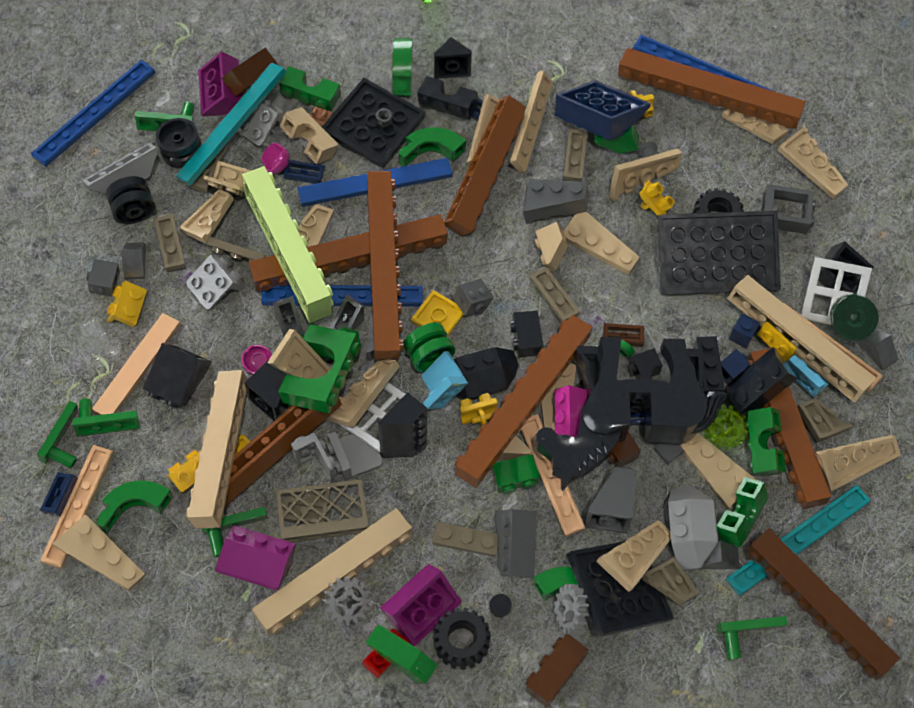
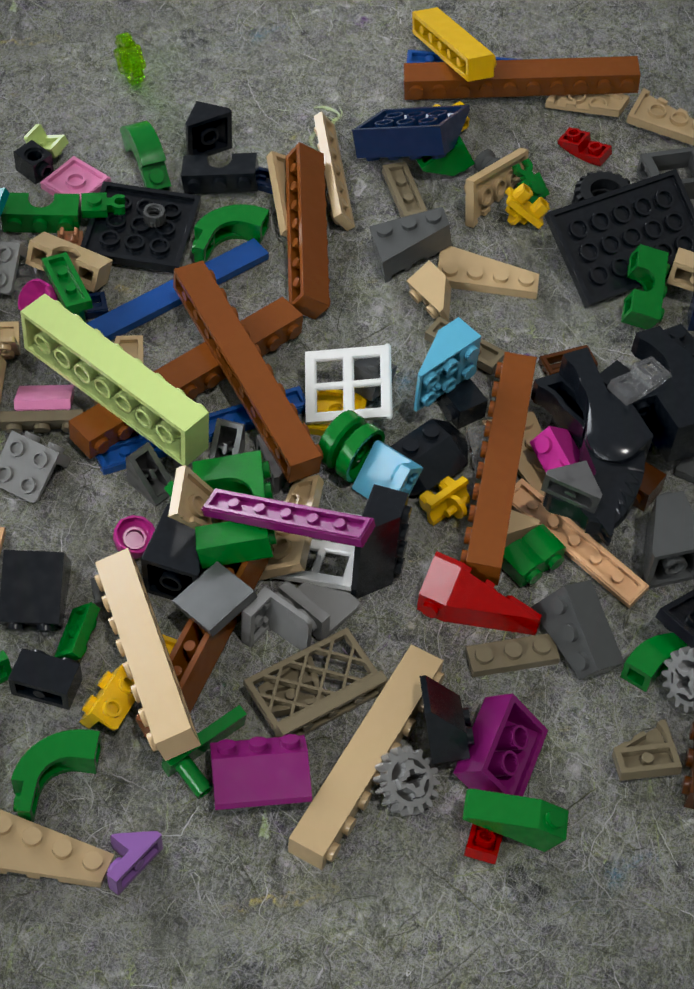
camera: 25 degrees left, 10 degrees down
(156, 438) = (45, 678): none -> black brick
(159, 579) = (136, 851): none -> medium lavender slope
(190, 414) = (77, 631): none -> green plate
(243, 235) = (44, 397): none -> bright pink tile
(278, 428) = (215, 598): none -> dark grey tile
(296, 157) = (67, 284): none -> green piece
(323, 45) = (33, 161): none -> black brick
(337, 32) = (52, 143): none -> yellowish green bracket
(343, 394) = (289, 517): none -> magenta tile
(346, 69) = (74, 178): none -> bright pink tile
(349, 96) = (98, 205): none -> green plate
(387, 571) = (446, 722): none -> black slope
(443, 483) = (461, 598): none -> red wedge
(449, 300) = (348, 383): none -> white window
(467, 621) = (584, 749): black tyre -> none
(500, 605) = (597, 716): black tile -> none
(517, 646) = (647, 755): none -> dark tan wing
(522, 309) = (448, 362): none -> medium azure slope
(552, 439) = (574, 485): none -> flat silver slope
(641, 379) = (640, 381): none -> clear slope
(670, 44) = (453, 44): none -> yellow brick
(672, 182) = (532, 180): none -> green plate
(718, 283) = (650, 269): none -> green arch
(731, 160) = (580, 145): none -> red slope

